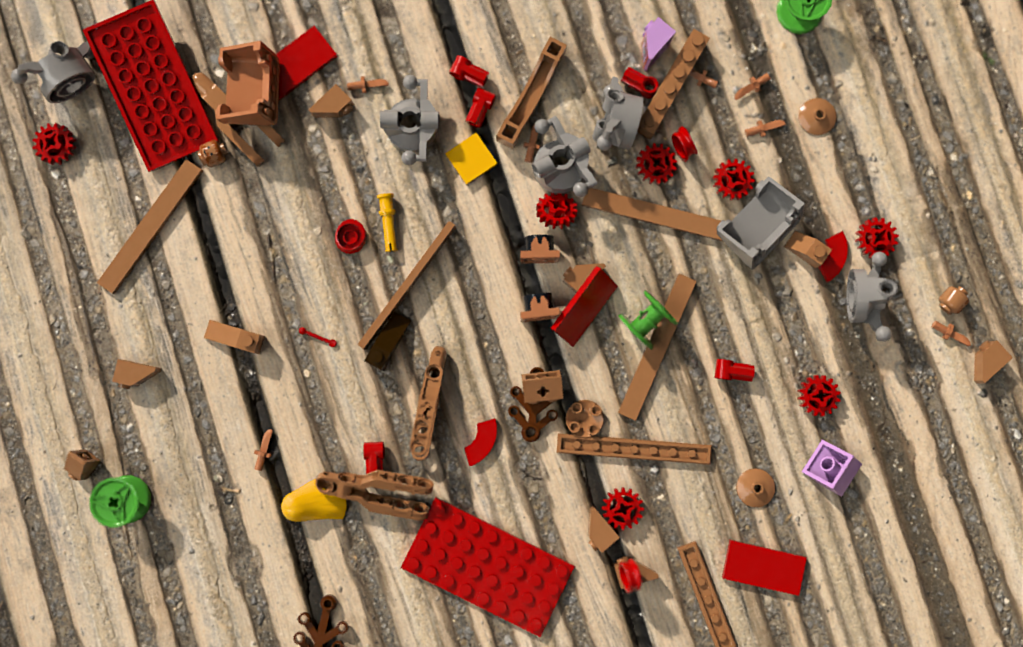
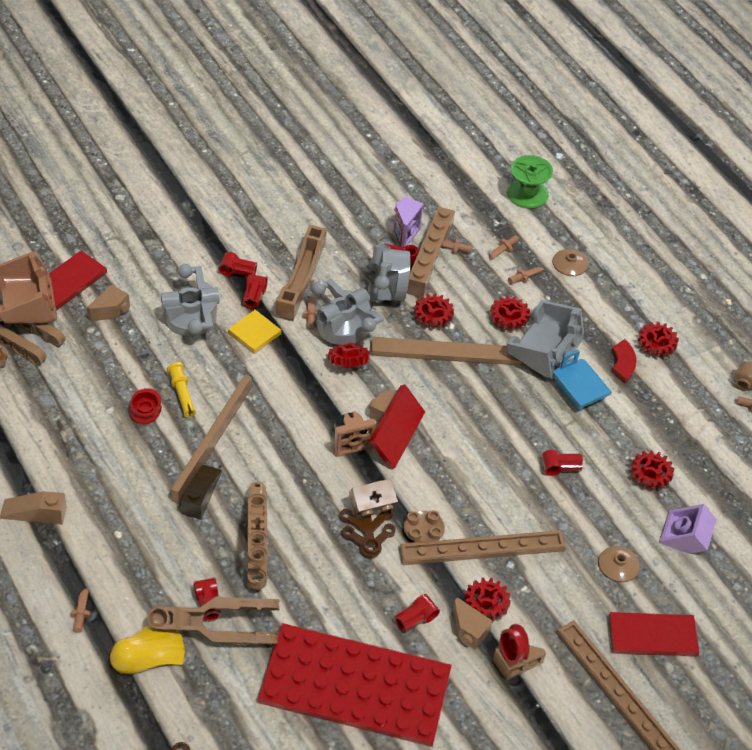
camera: 15 degrees left, 35 degrees down
(332, 343) = (141, 501): red hinge -> none
(366, 84) = (136, 288): nougat piece -> none
(483, 442) = (322, 567): red tile -> none
(539, 250) = (340, 387): nougat piece -> none
(560, 508) = (420, 611): none -> red piece
(641, 327) = (470, 412): bright green piece -> none
(660, 339) = (478, 458): medium nougat tile -> none
(683, 144) = (455, 290): red piece -> none
(780, 282) = (580, 381): none -> dark azure piece
(808, 248) = (600, 355): medium nougat slope -> none
(866, 296) = (666, 375): light grey piece -> none

